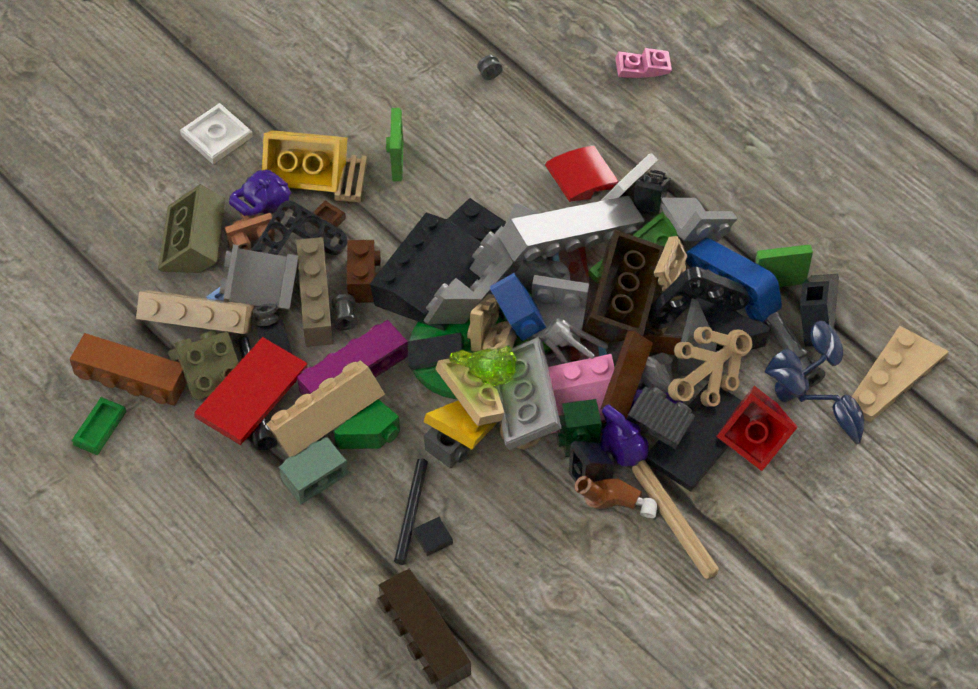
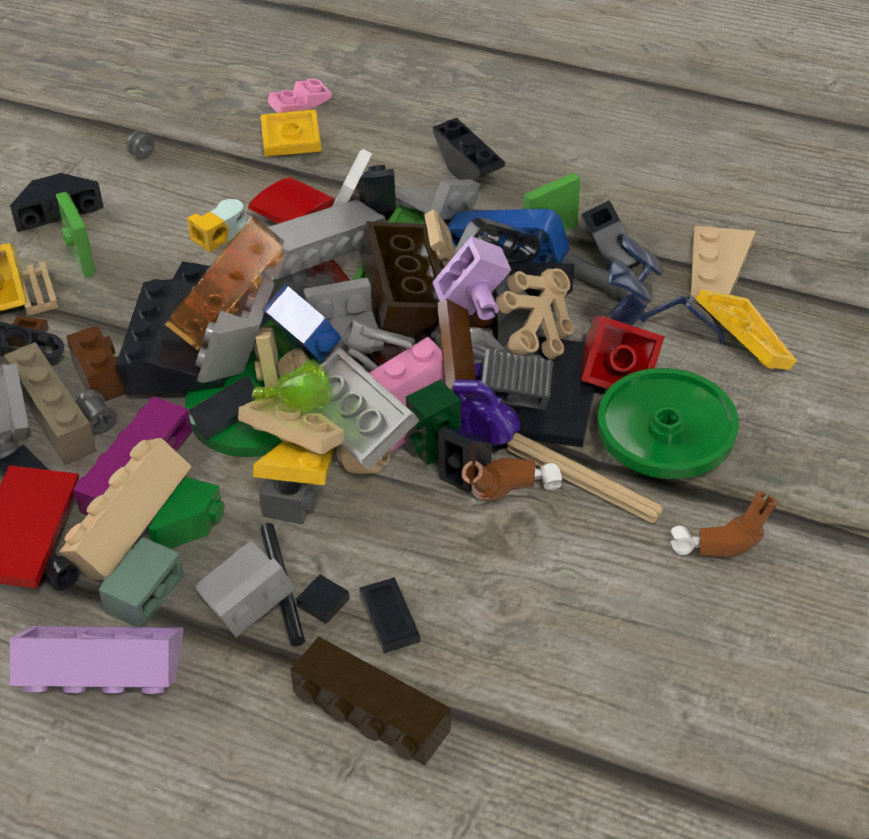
camera: 25 degrees left, 10 degrees down
(258, 515) = (95, 658): none -> lavender slope
(380, 506) = (245, 588): none -> light grey bracket
(397, 93) = (39, 205): none -> black slope
(472, 252) = (227, 281): none -> clear orange brick
(473, 569) = (389, 615): none -> black tile
(514, 173) = (217, 225): none -> yellow leg
(616, 100) = (290, 133): none -> yellow plate
(665, 319) = (473, 277): none -> lavender brick
(746, 178) = (465, 152): none -> black slope
(752, 619) = (728, 540): none -> dark orange arm
(761, 502) = (667, 423): none -> green dish
(881, 442) = (748, 326): none -> yellow wing

